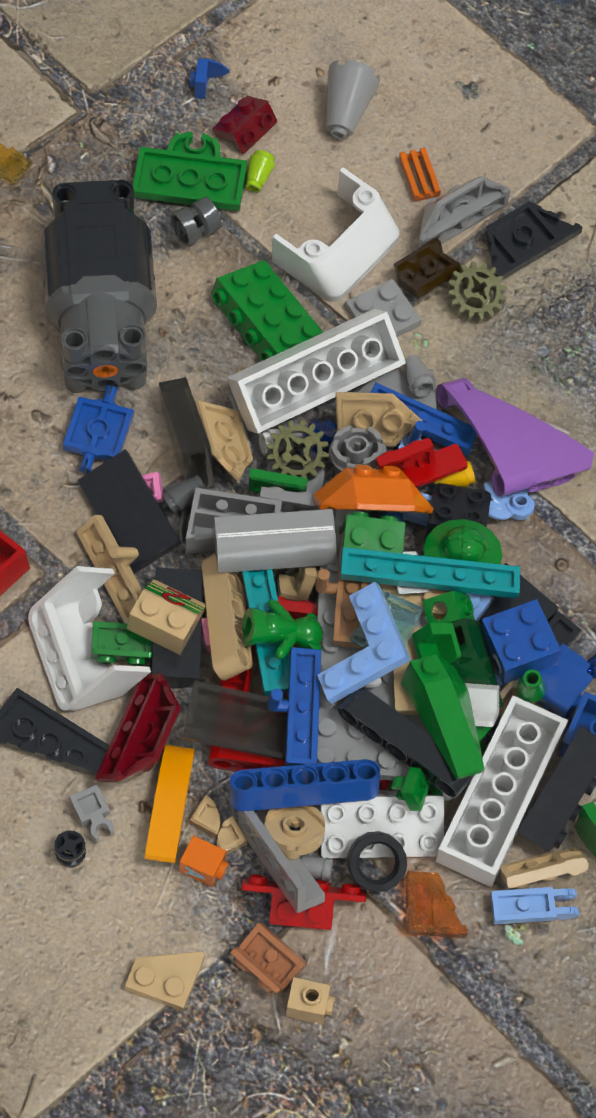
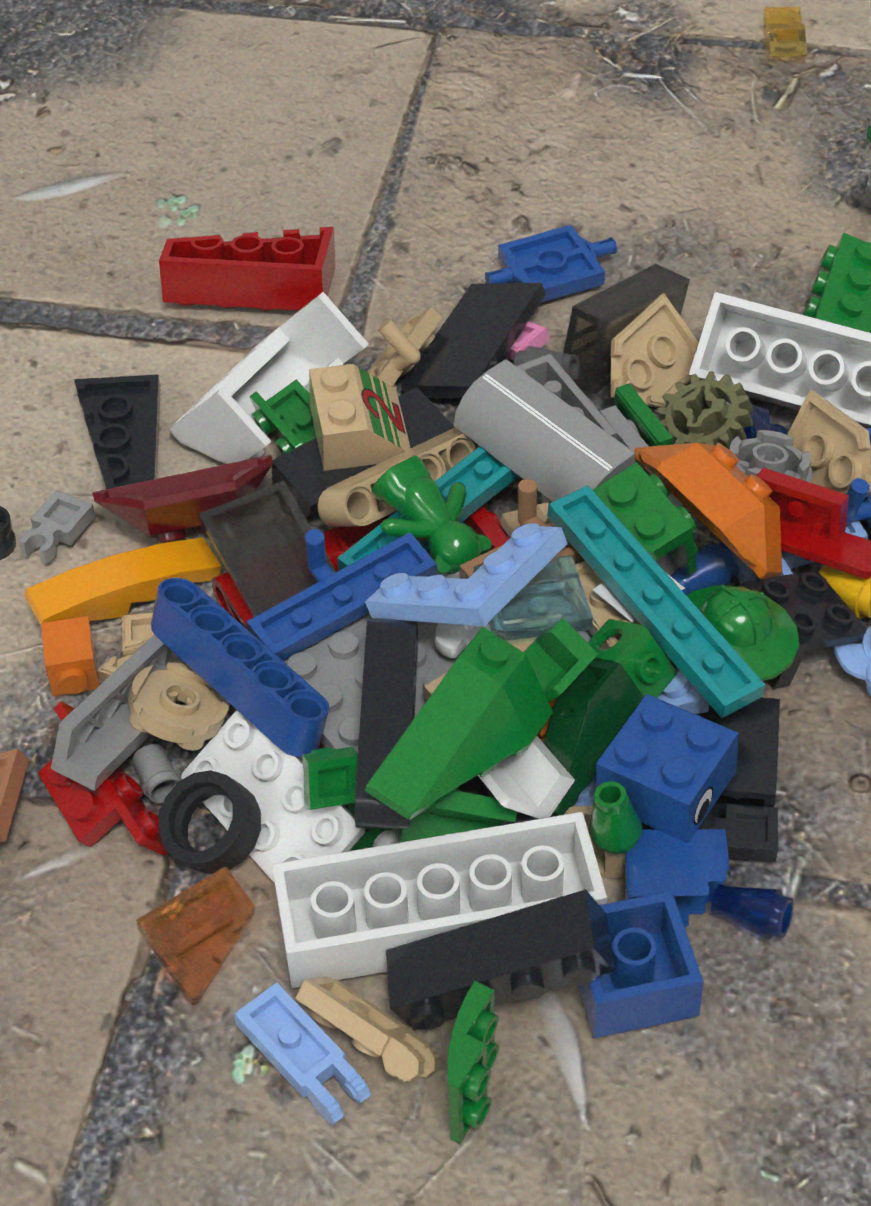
camera: 60 degrees right, 15 degrees down
(99, 284) = (709, 145): piece -> none

